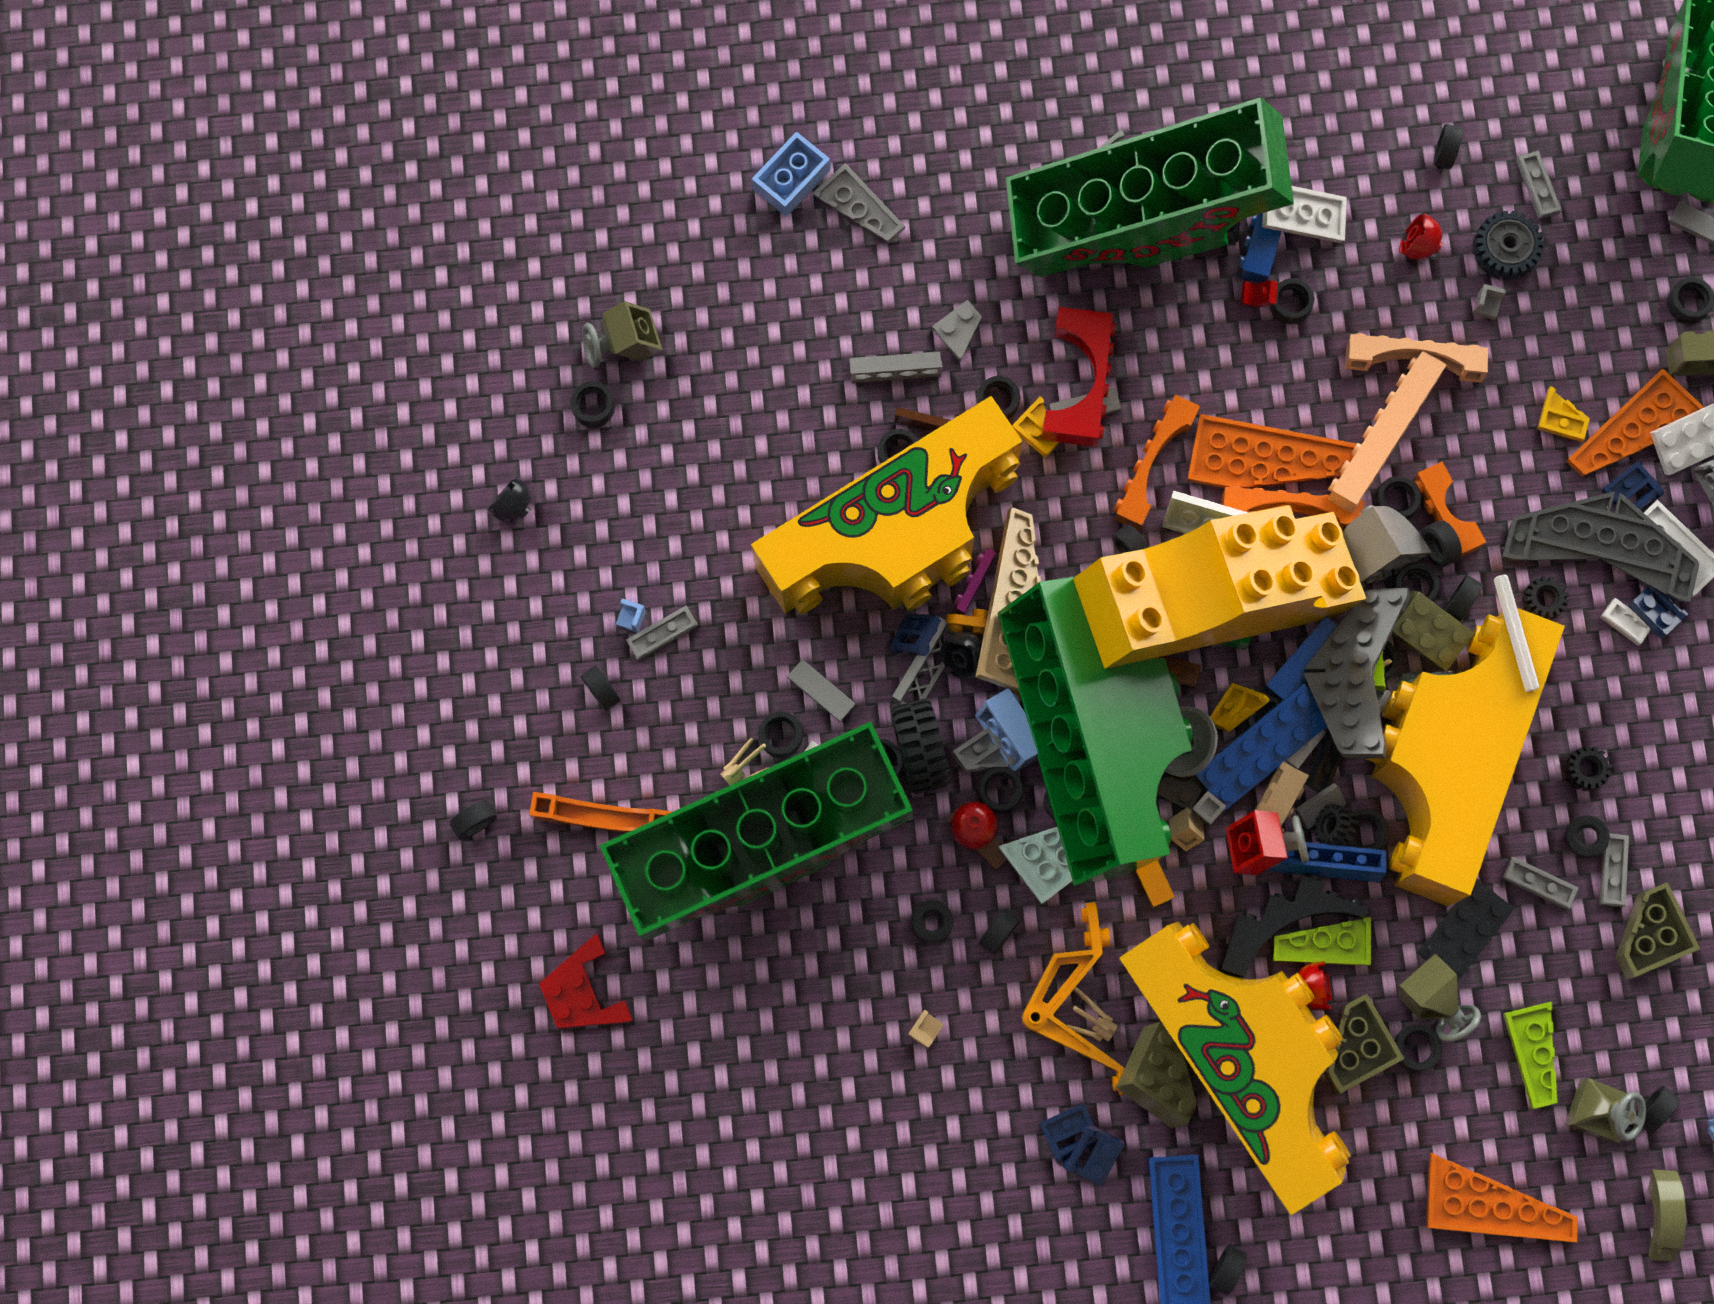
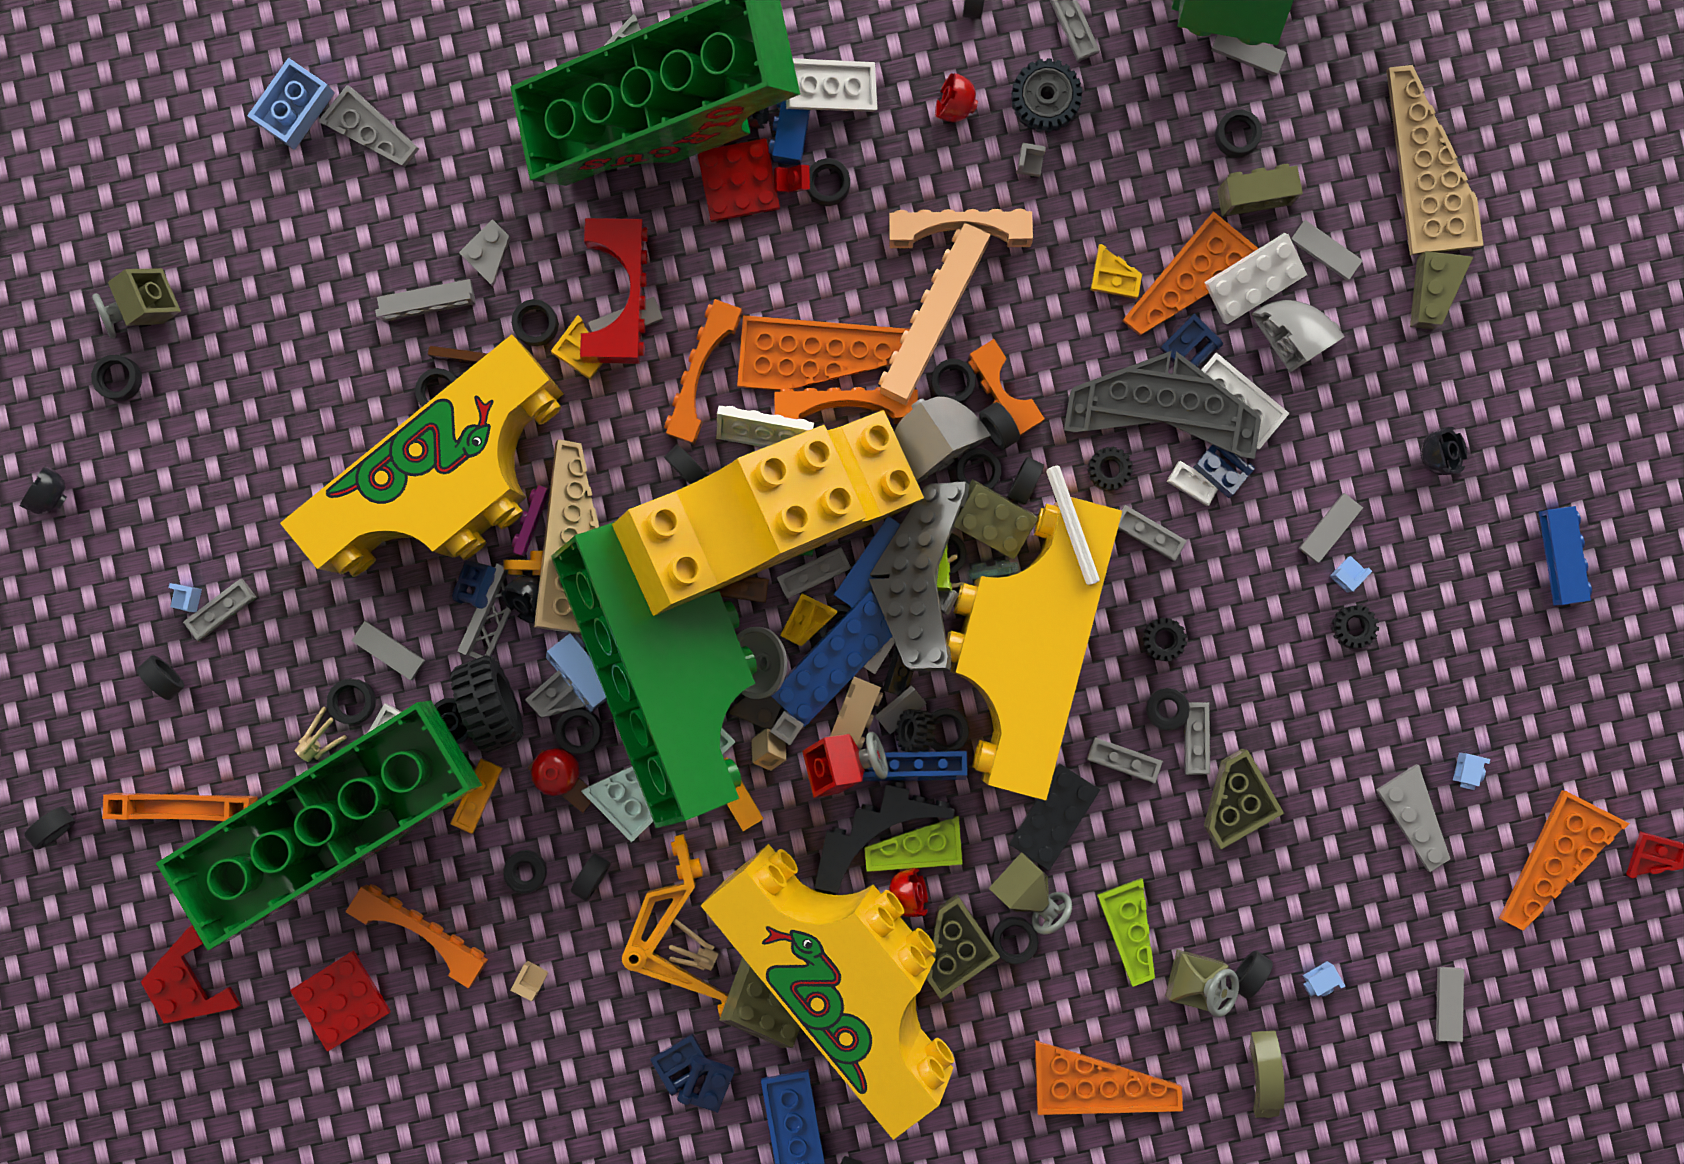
camera: 10 degrees left, 10 degrees up
(733, 1027) = (340, 1000): none -> red plate
(777, 935) = (462, 961): none -> orange arch
(889, 847) = (474, 803): none -> light orange tile
(1205, 290) = (738, 180): none -> red plate
(1245, 665) = (814, 573): none -> light grey tile
(1583, 667) = (1150, 533): none -> light grey tile

